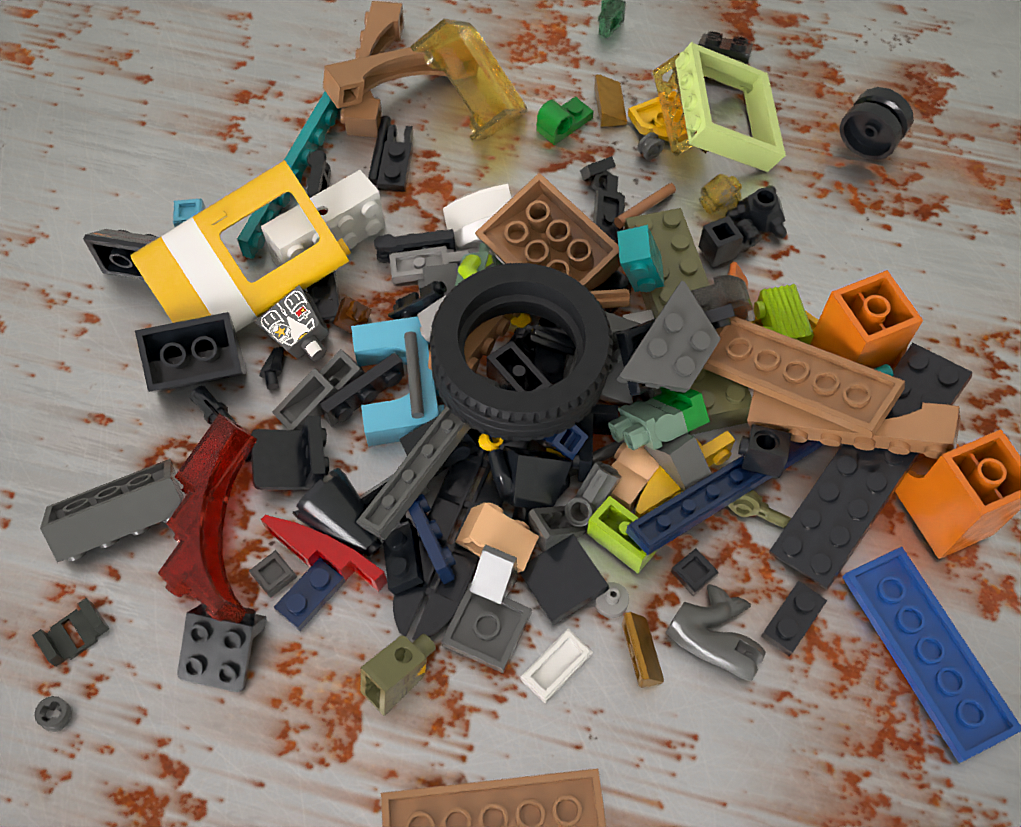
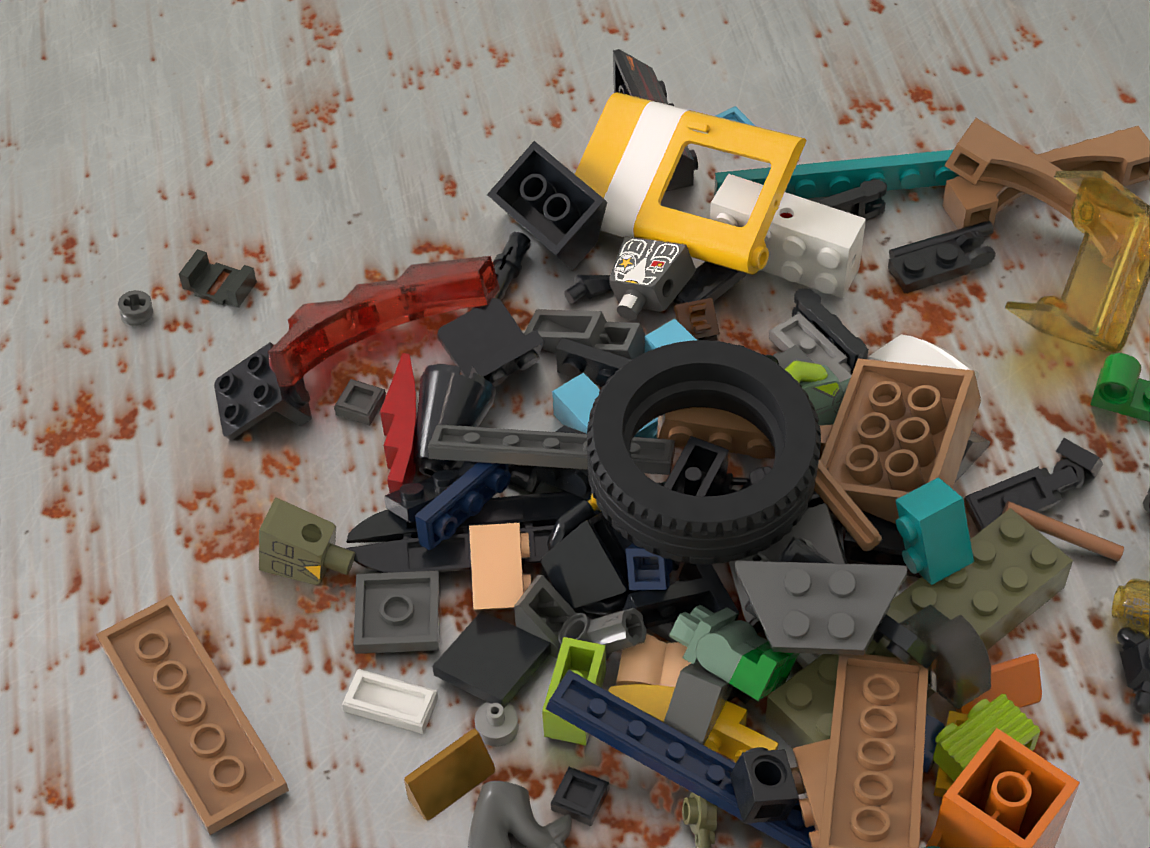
camera: 65 degrees right, 10 degrees down
(111, 511) = (347, 238): dark grey slope -> none
(309, 594) = (350, 442): dark blue plate -> none
(494, 574) = (448, 583): slope -> none
(724, 240) = (1066, 641): black brick -> none

